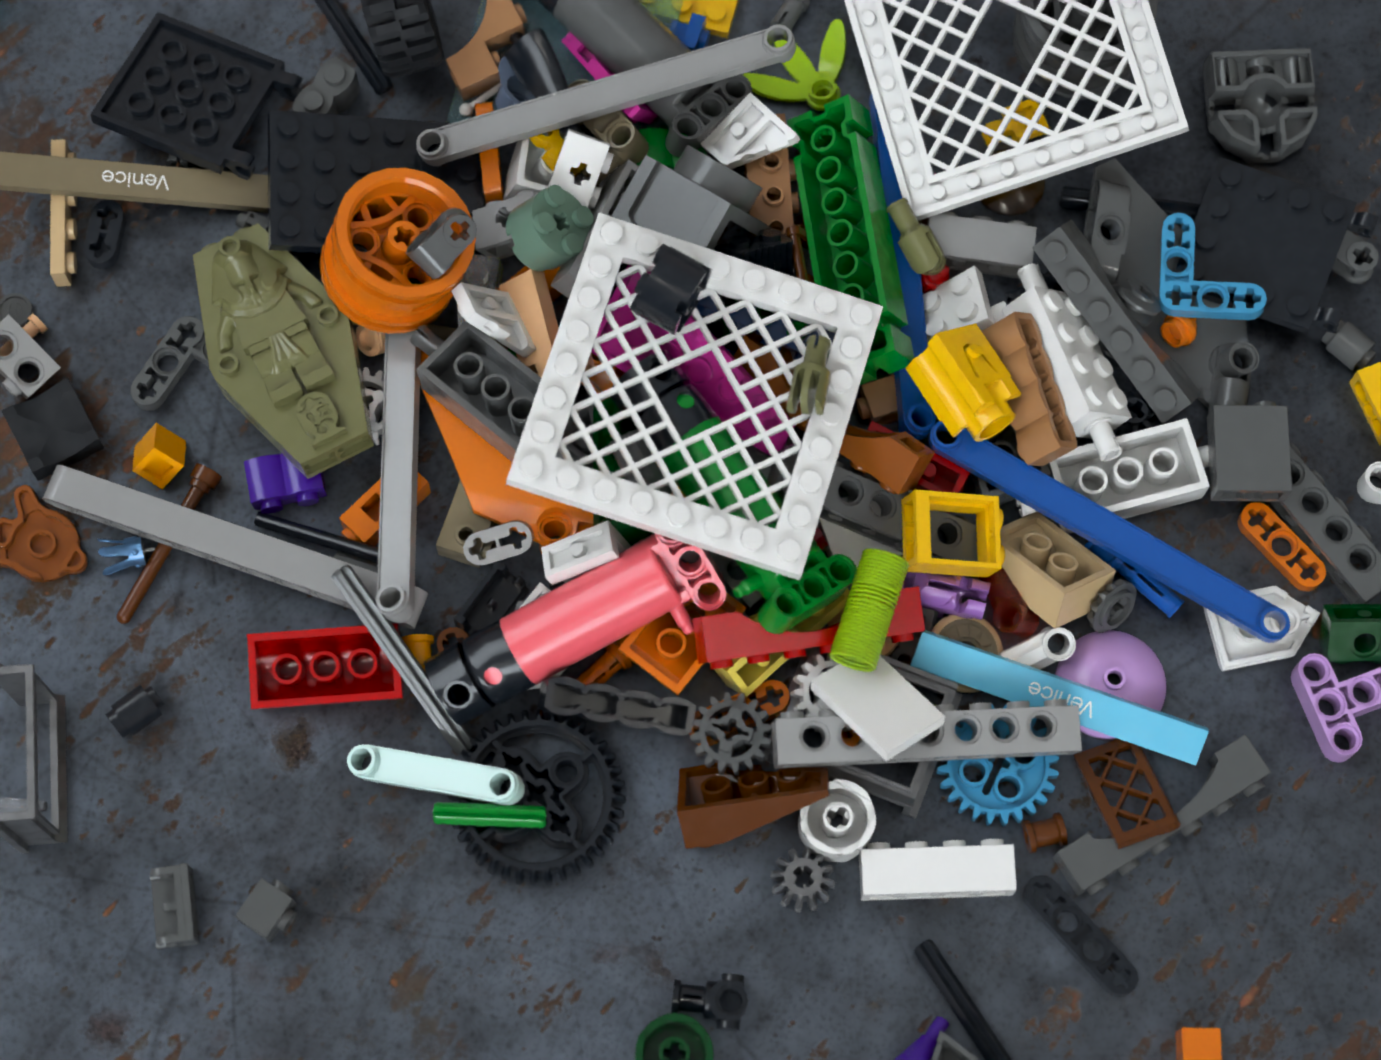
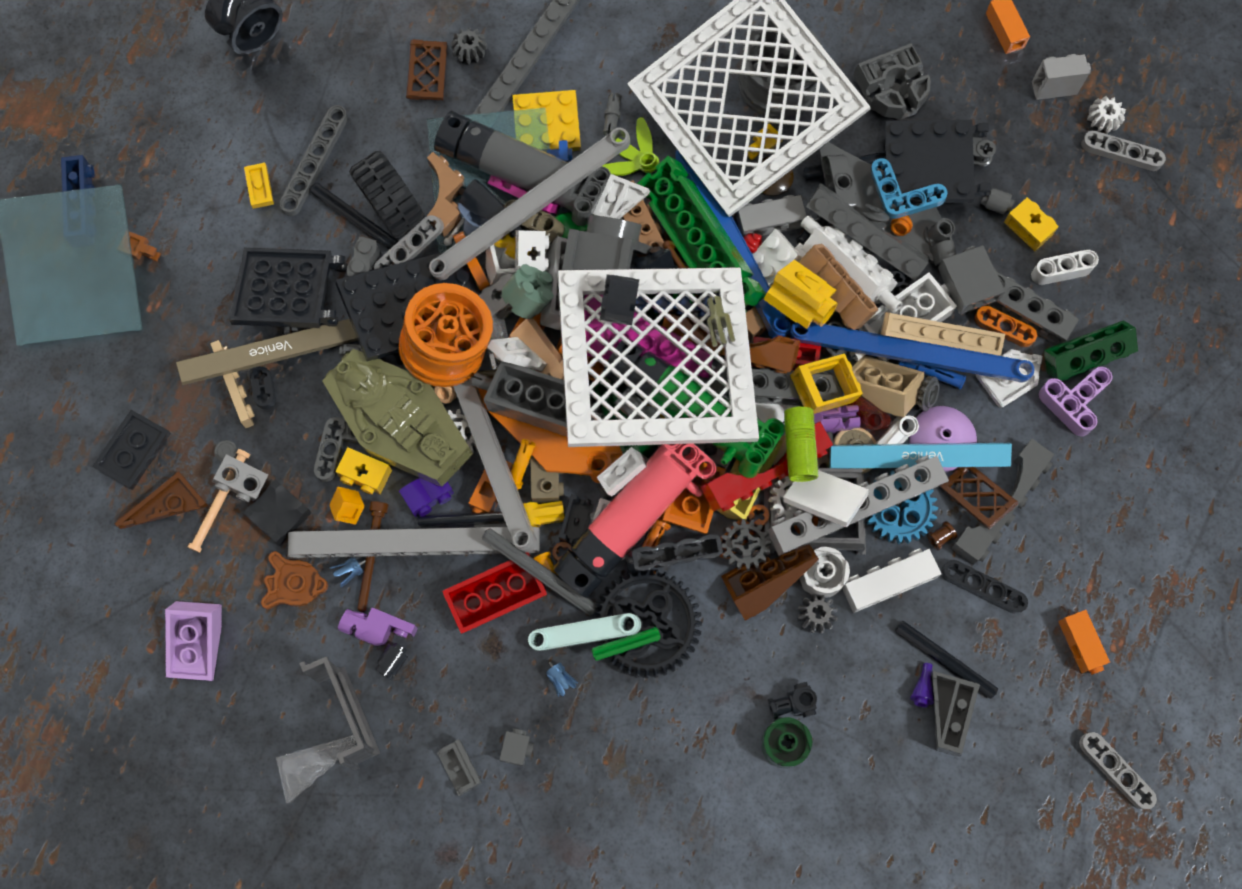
camera: 20 degrees left, 0 degrees up
(130, 651) = (376, 627): none -> medium lavender plate
(193, 396) = (356, 462): none -> yellow brick
(372, 825) = (560, 678): none -> flat silver piece
(400, 92) = (406, 242): none -> light grey beam
(439, 487) = (521, 461): none -> light orange pin
(440, 245) = (472, 322): dark grey piece -> none
(445, 575) = (544, 513): none -> yellow piece
(501, 551) = (572, 488): light grey beam -> none
(916, 240) = (738, 225): olive arm -> none
(1169, 522) = (942, 334): none -> tan plate

